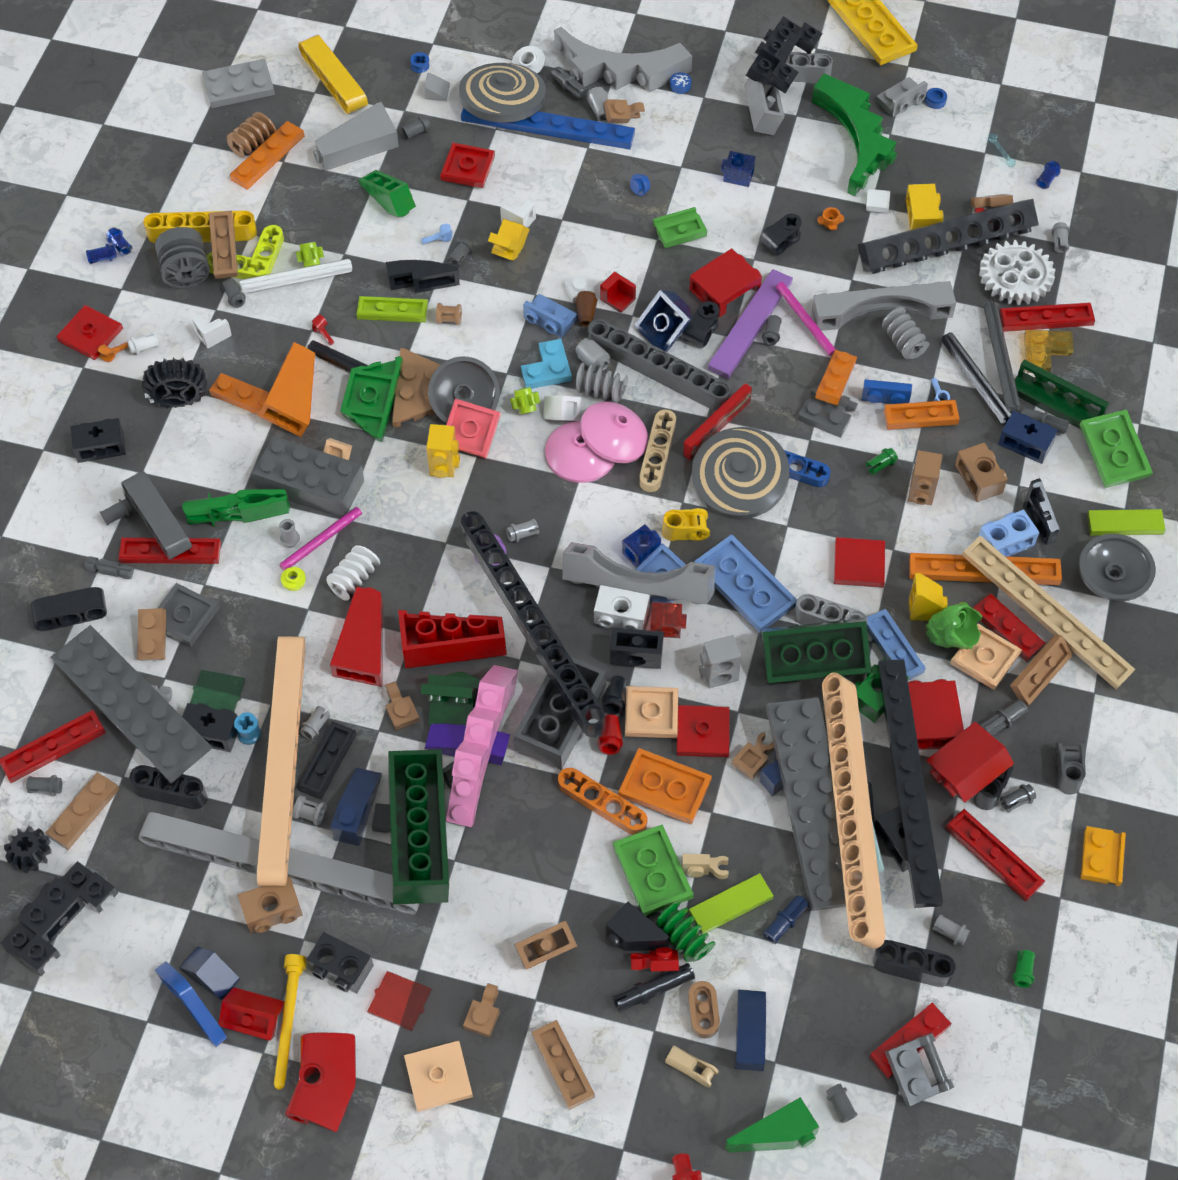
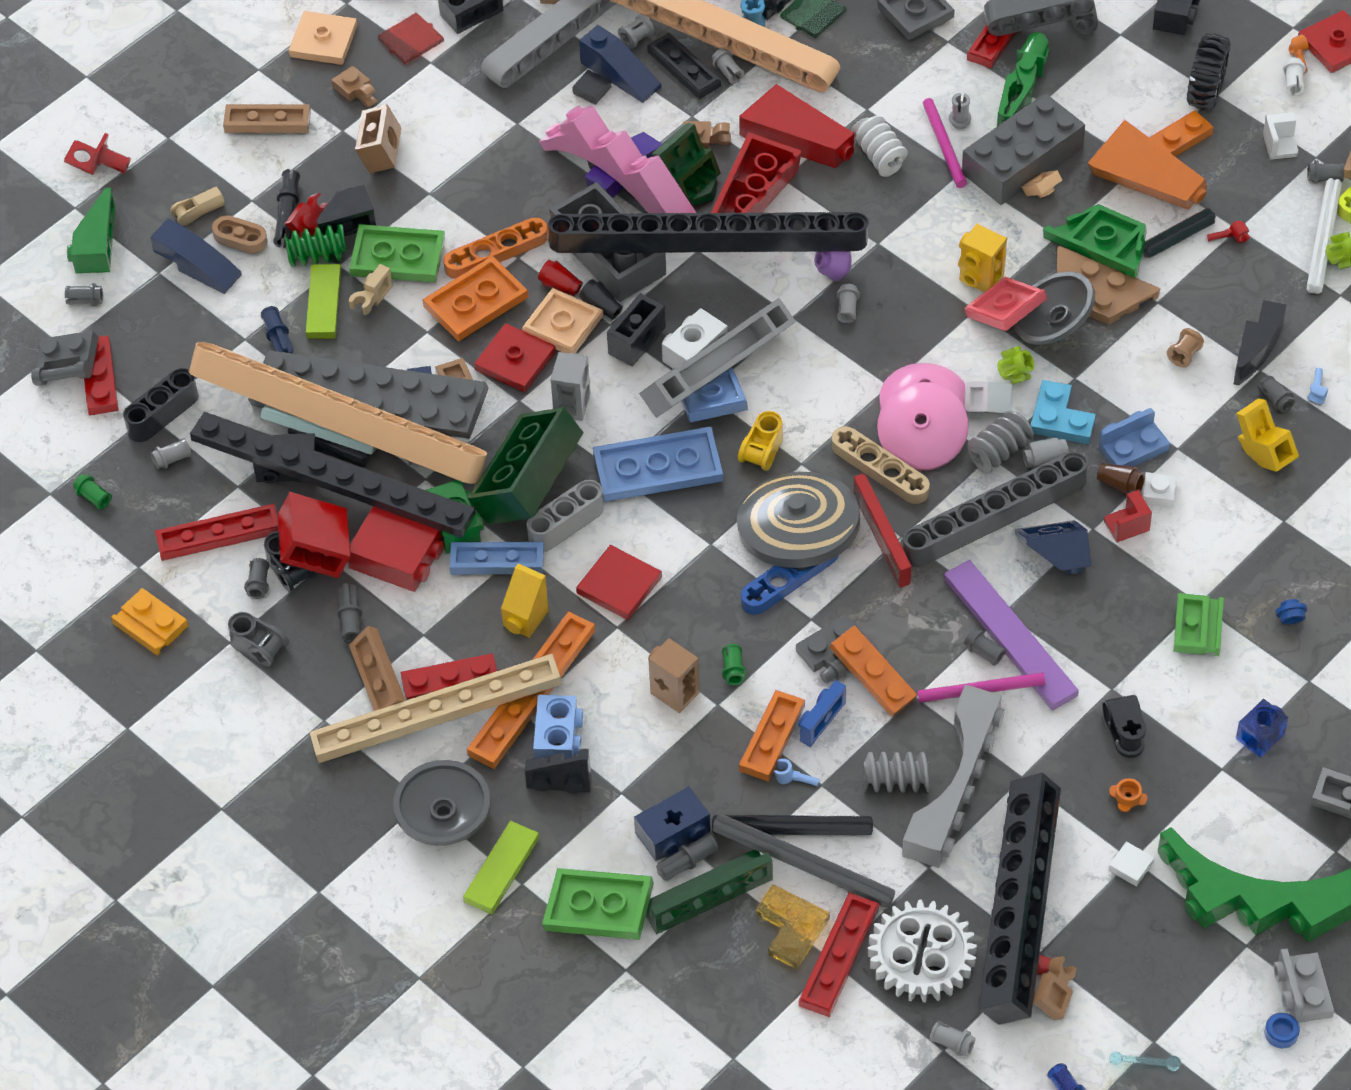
camera: 120 degrees right, 5 degrees down
(293, 584) = (906, 104): neon yellow plate -> none
(392, 309) = (1226, 306): lime tile -> none
(418, 827) = (550, 77): dark green brick -> none
(523, 215) = (1305, 471): white panel -> none
(631, 544) = (760, 390): clear blue brick -> none
(668, 619) = (653, 367): clear red brick -> none
(702, 324) = (1029, 578): black piece -> none
(724, 280) = (1083, 628): red panel -> none
(923, 205) = (1084, 899): yellow brick -> none
(955, 627) = (469, 603): bright green hair -> none
(970, 465) = (645, 738): medium nougat brick -> none
(987, 659) = (428, 634): light nougat plate -> none

